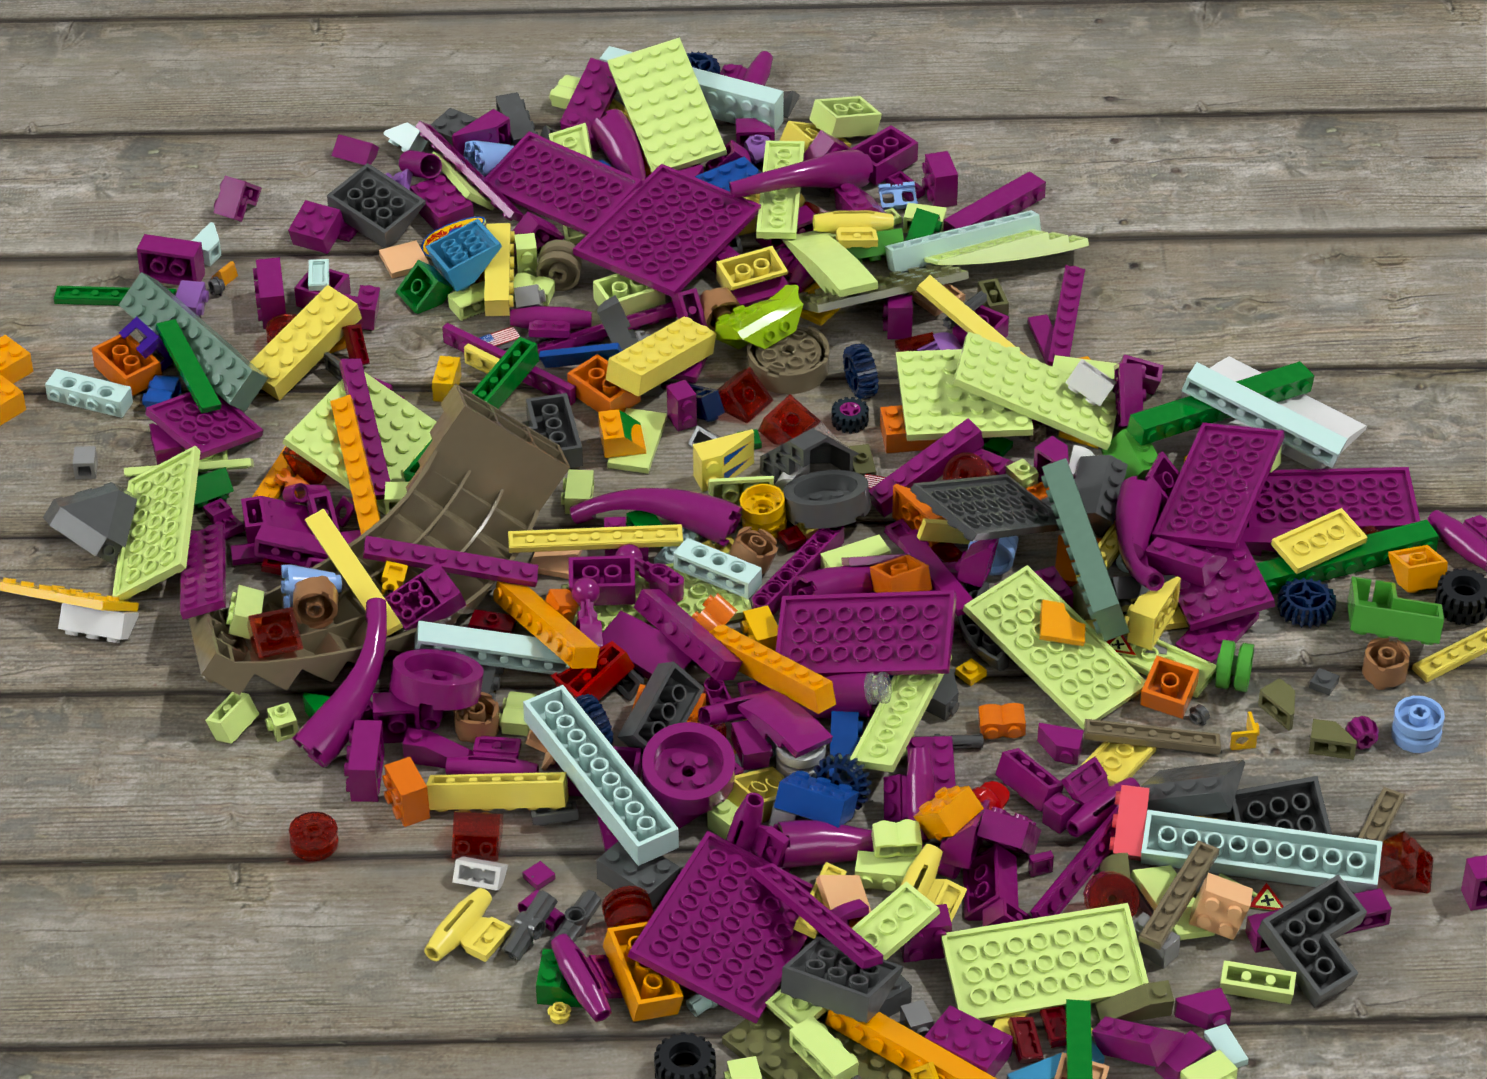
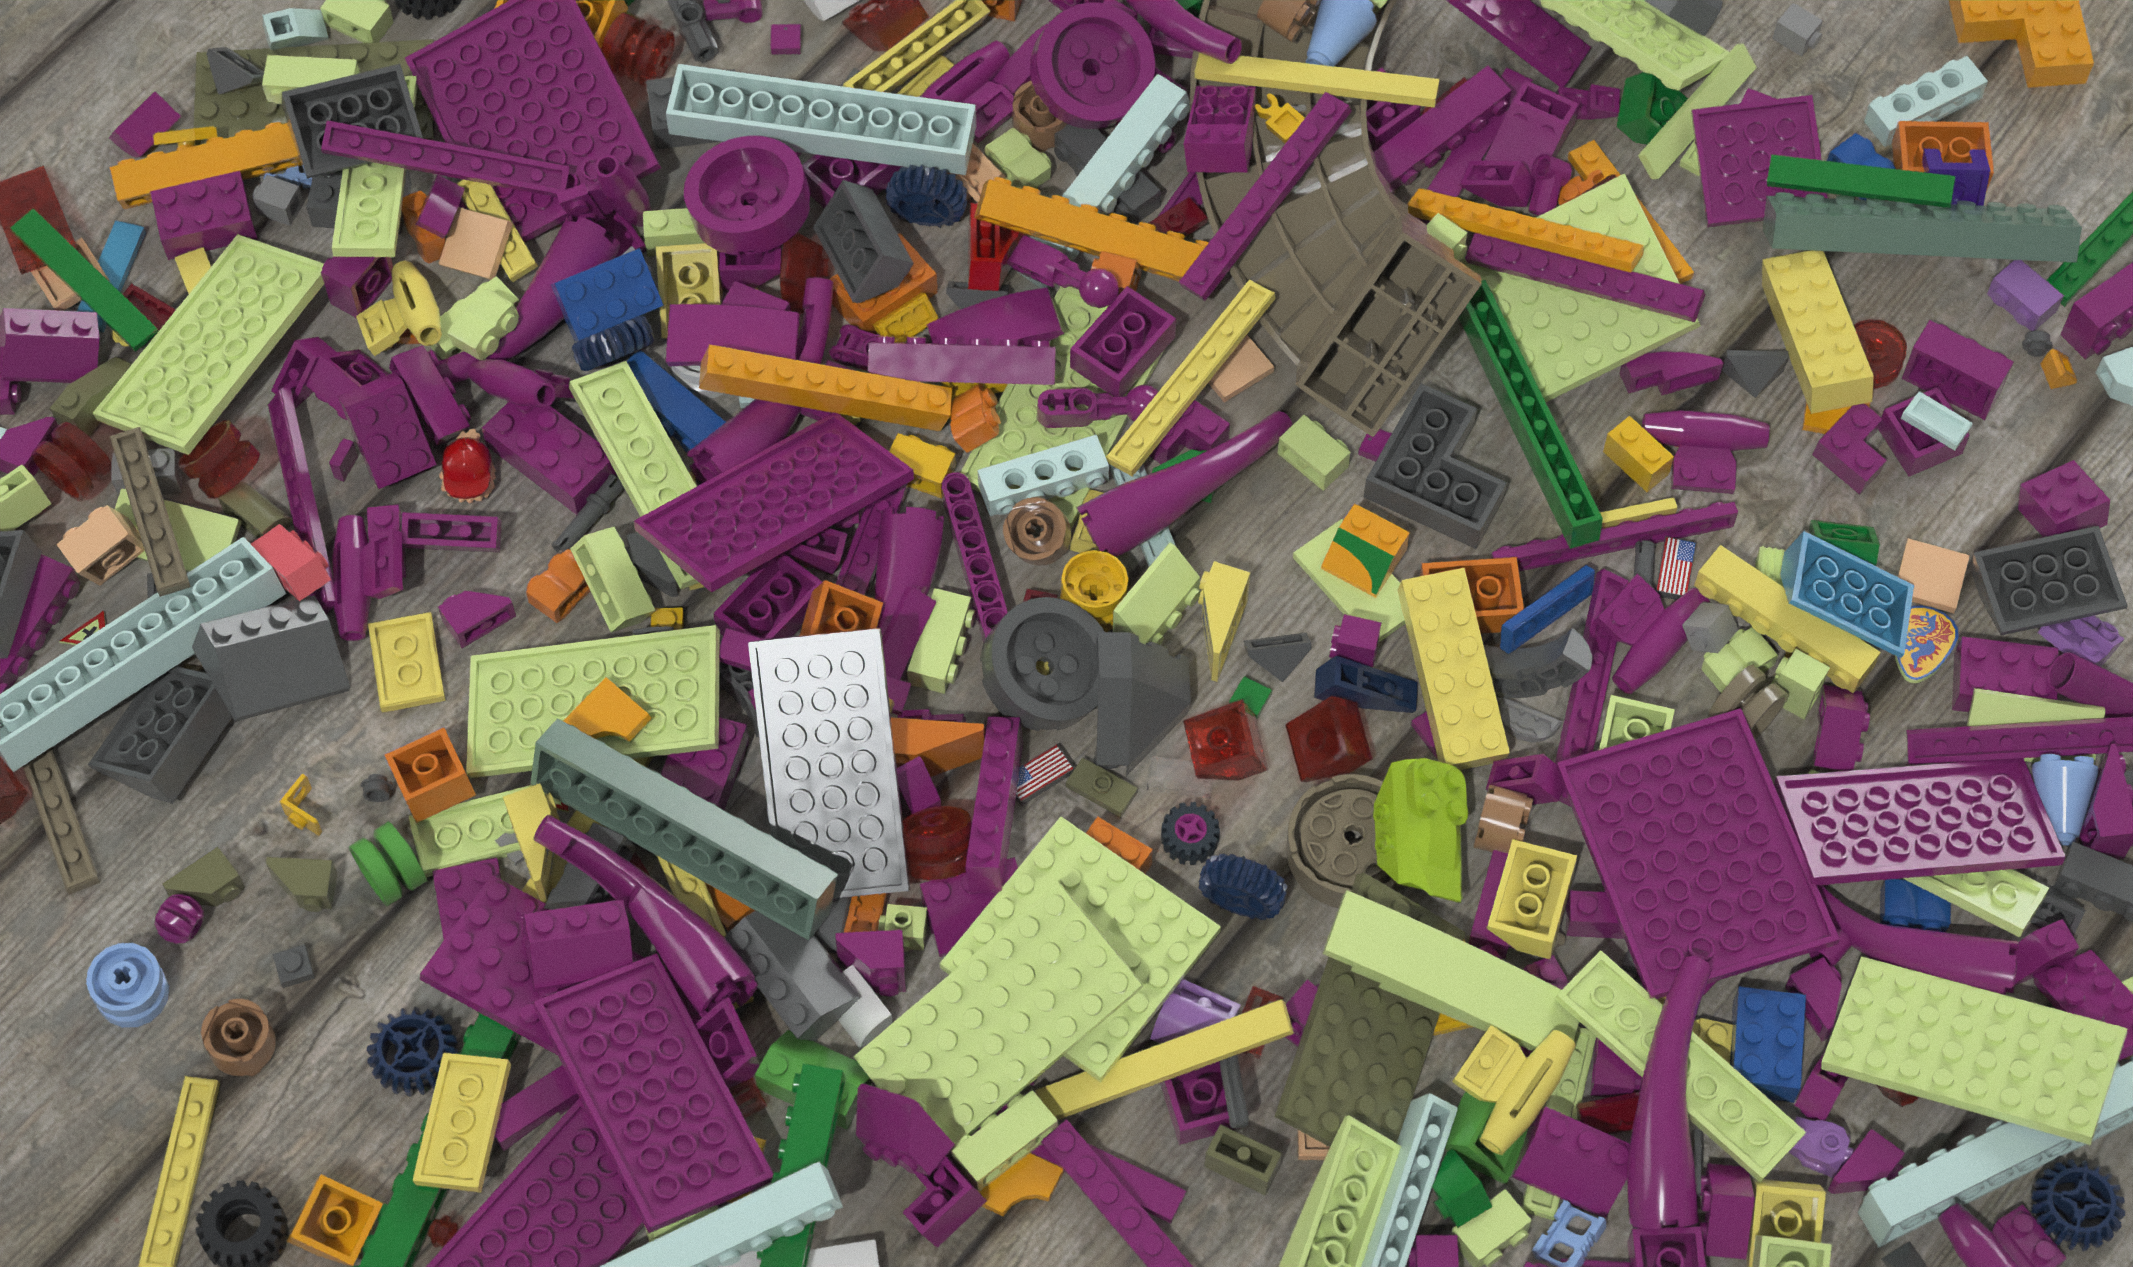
camera: 130 degrees right, 20 degrees up
(355, 343) = (1774, 390): dark red plate -> none
(411, 364) = (1705, 446): none -> magenta plate
(877, 688) = (686, 452): clear wheel -> none
(948, 812) = (451, 374): light orange brick -> none
(978, 690) = (612, 579): none -> yellowish green brick
(1025, 1039) = (161, 272): dark red plate -> none
(1090, 383) = (946, 1082): white brick -> none
(1152, 736) = (391, 708): dark tan tile -> none
(1190, 966) = (72, 461): none -> clear red wheel
(1392, 615) = (288, 1067): bright green piece -> none

